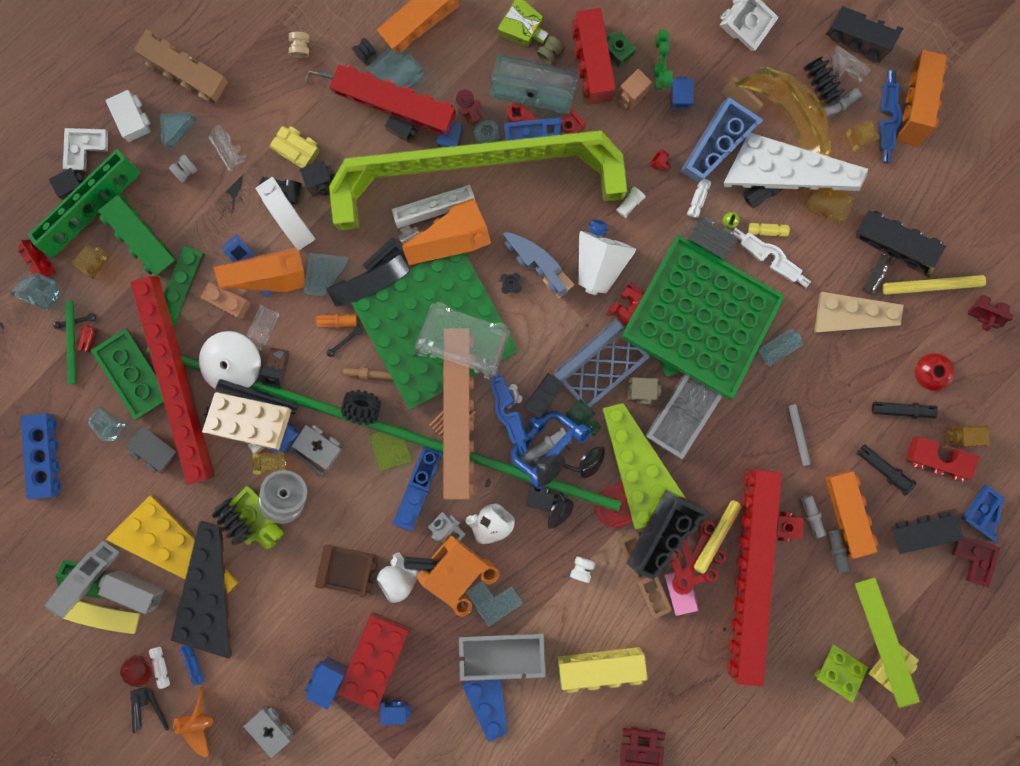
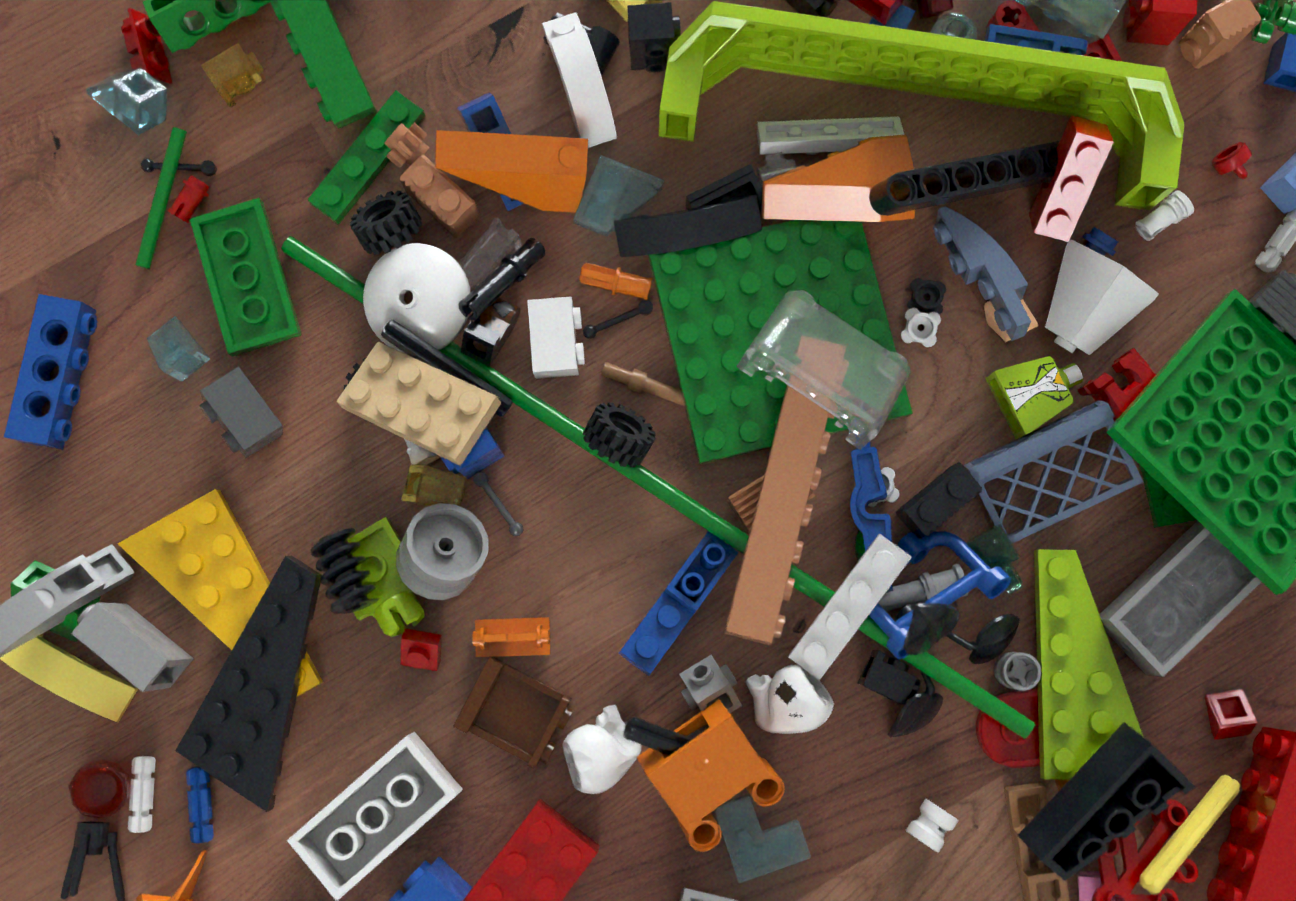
camera: 15 degrees right, 5 degrees down
(172, 379) = (311, 301): red brick -> none
(199, 276) = (406, 144): none -> nougat gear
(200, 324) = (386, 222): none -> black tyre
(277, 331) = (511, 270): none -> black pin
(286, 551) = (420, 649): none -> red plate
(287, 644) = (374, 815): none -> white brick
(305, 444) = (506, 473): light grey brick -> none
(311, 362) = (554, 337): none -> white brick
(333, 531) = (512, 637): none -> orange hinge
(389, 450) = (645, 523): clear neon green piece -> none
(506, 301) = (929, 321): none -> white plate
(507, 467) = (849, 606): none -> white plate
(515, 213) = (1005, 169): none -> black beam
(570, 199) = (1080, 160): none -> arch
(581, 321) = (1033, 392): none -> lime torso
(611, 475) = (1023, 674): none -> light grey wheel
(643, 390) = (1118, 536): dark tan brick -> none
(728, 467) = (1230, 714): none -> red slope

